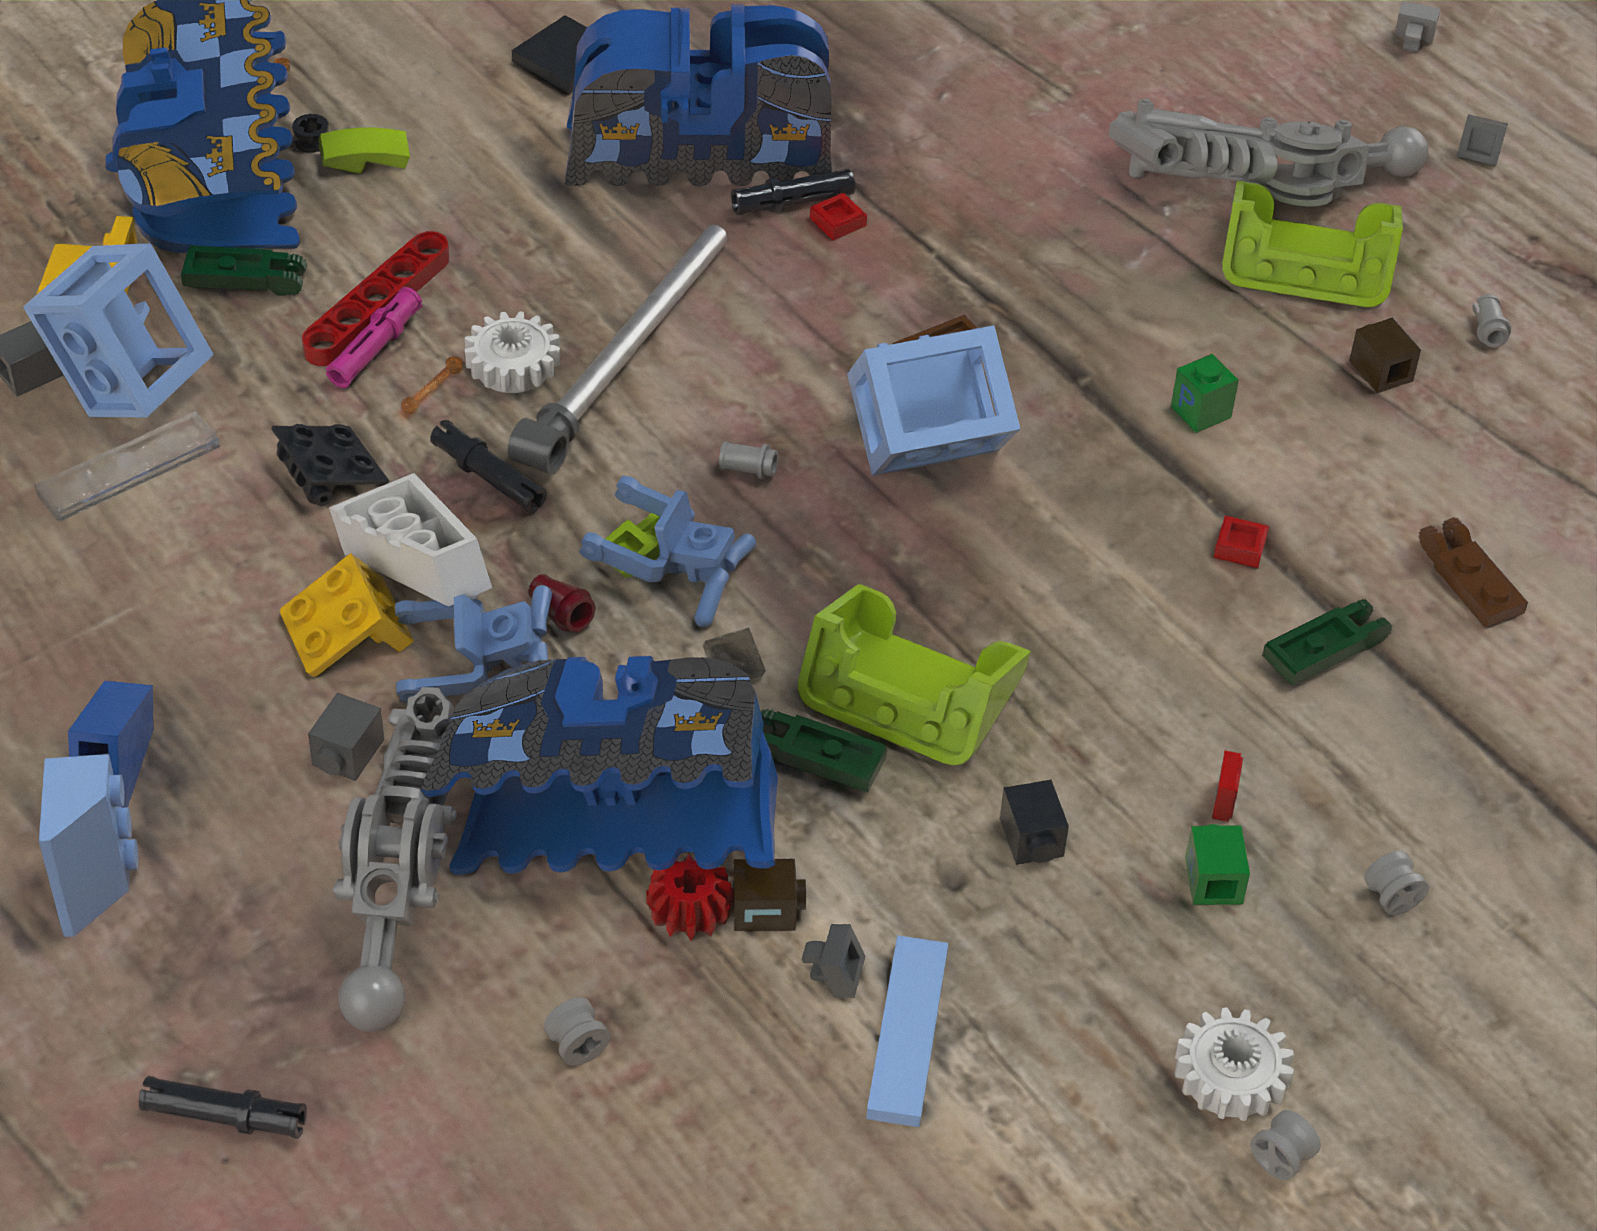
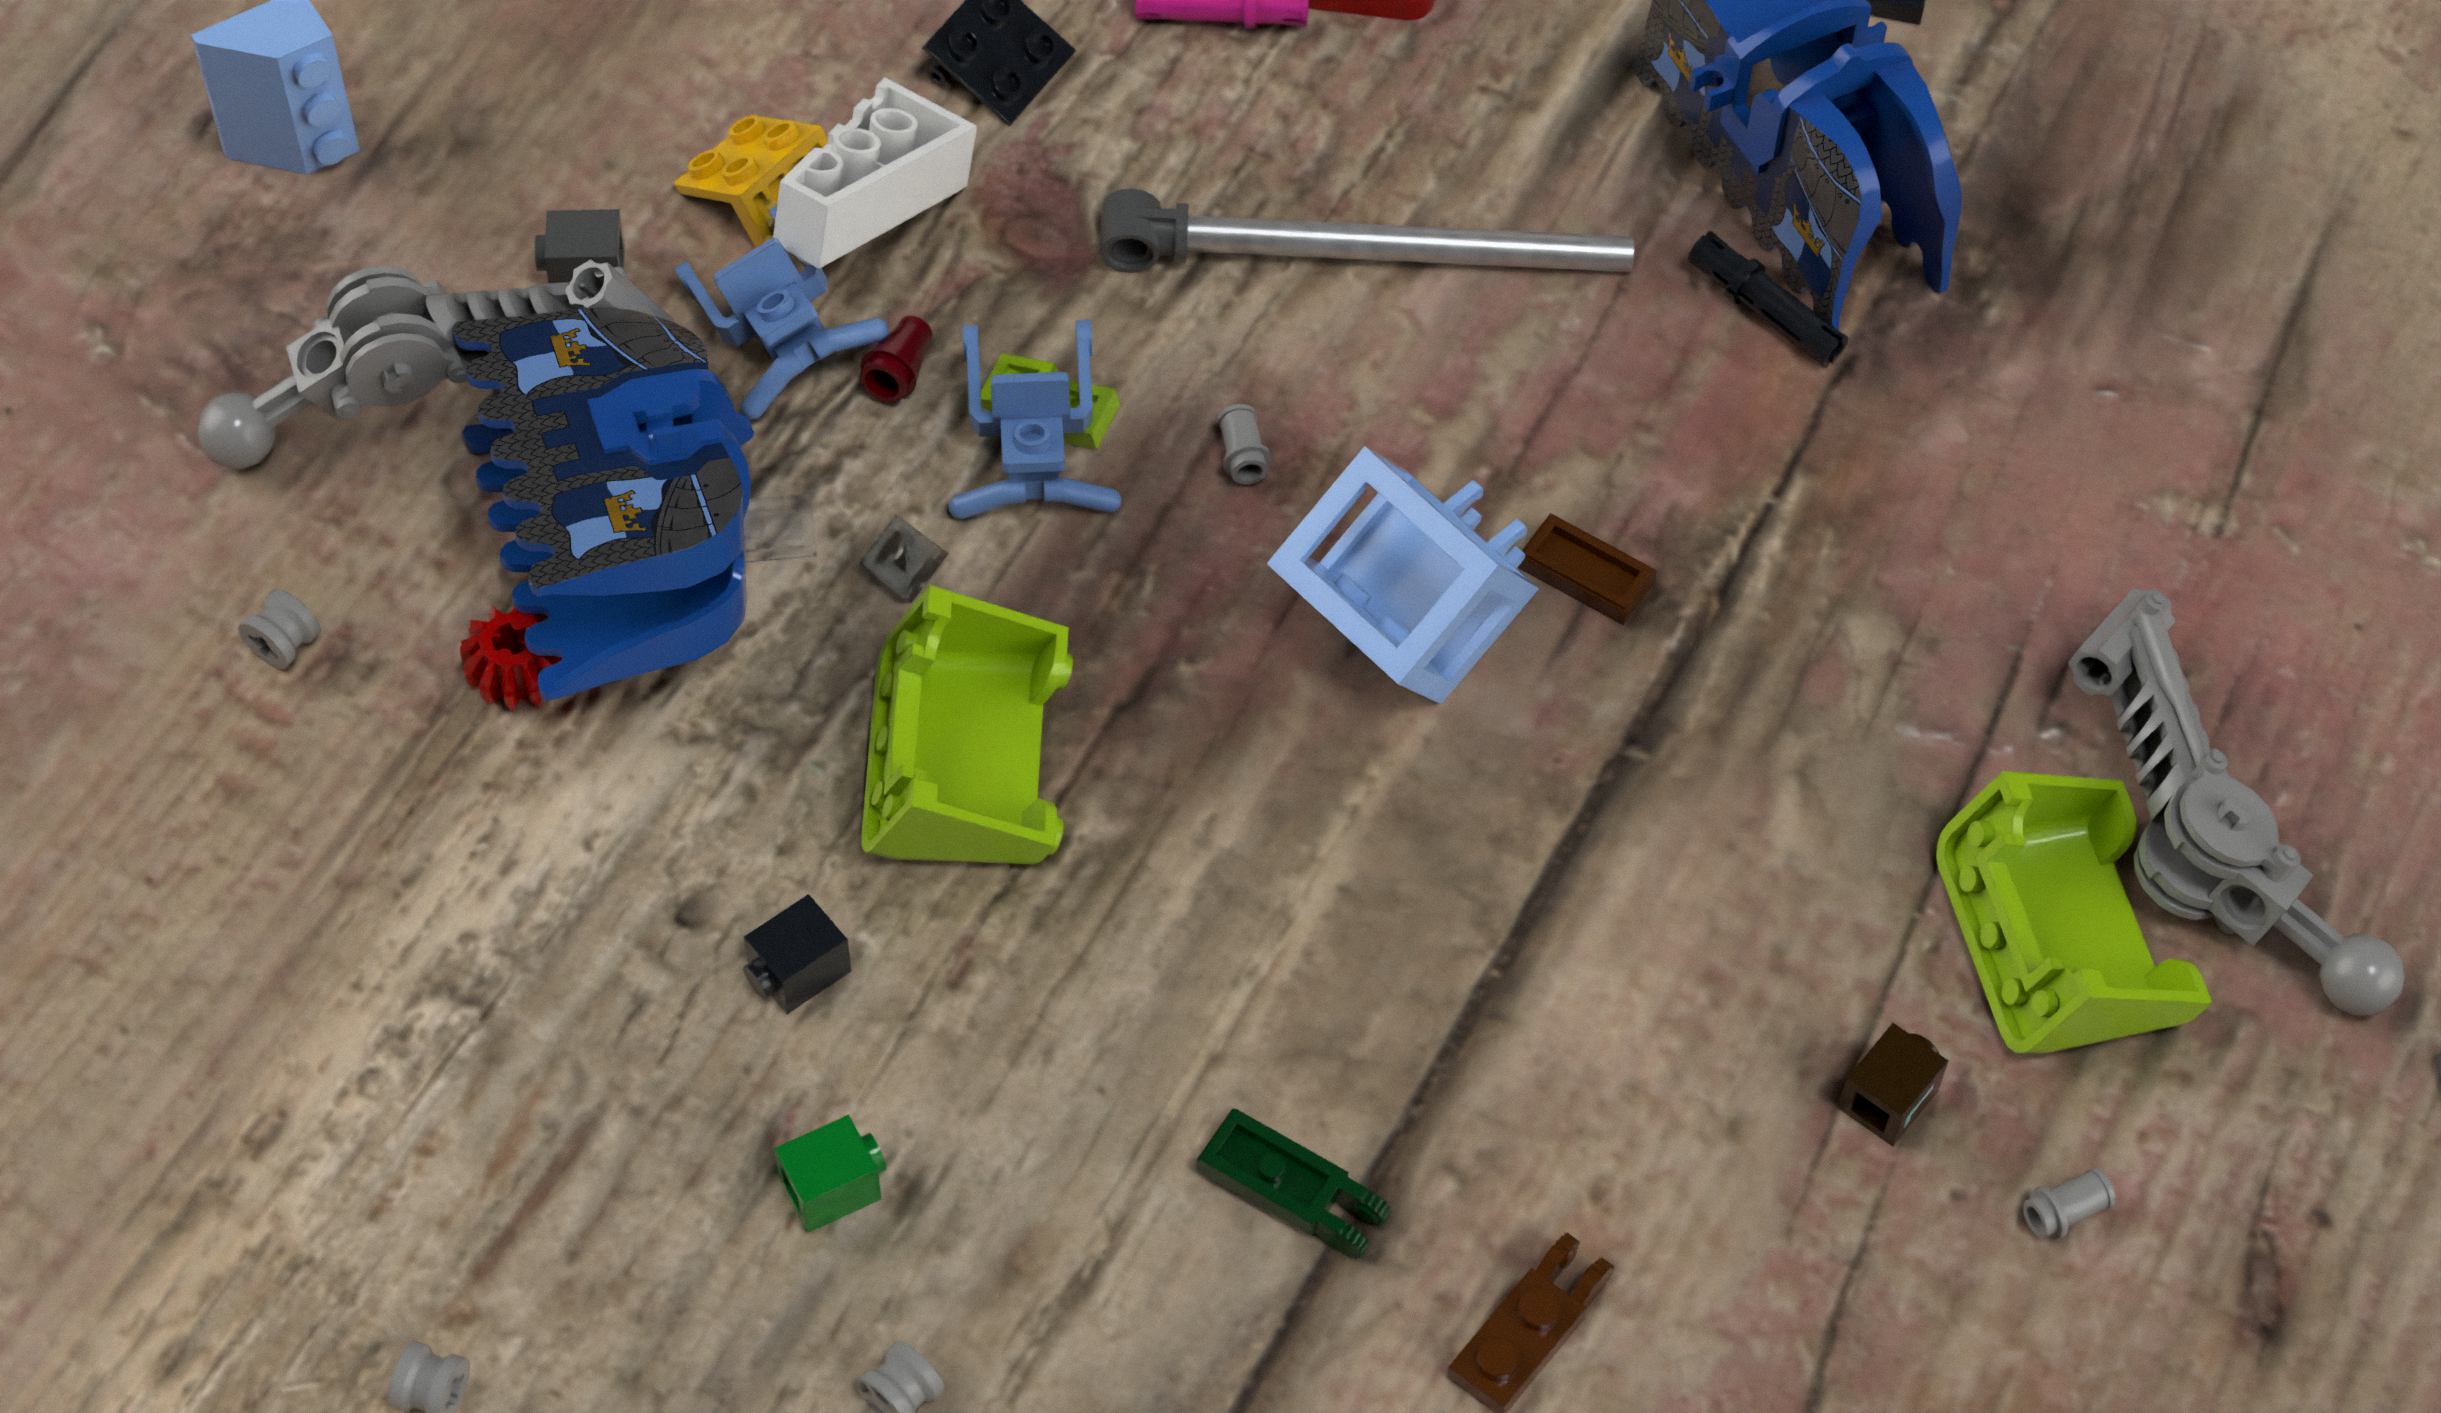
camera: 65 degrees right, 10 degrees up
(116, 724) = (456, 59): blue slope -> none
(245, 1110) = (56, 391): black pin -> none
(454, 365) = (1234, 99): clear orange hinge -> none
(475, 457) = (1082, 181): black pin -> none
(512, 353) = (1275, 141): white gear -> none
(767, 896) = (552, 732): dark brown brick -> none
(823, 749) = (804, 701): dark green hinge -> none
(836, 960) = (490, 834): dark grey tile -> none
(838, 216) = (1764, 367): red tile -> none
(907, 1031) = (437, 943): light blue tile -> none
(1204, 393) = (1665, 887): green brick -> none
(1227, 786) = (964, 1143): red tile -> none
(1233, 1065) = (519, 1258): white gear -> none
(1241, 541) = (1429, 1030): red tile -> none

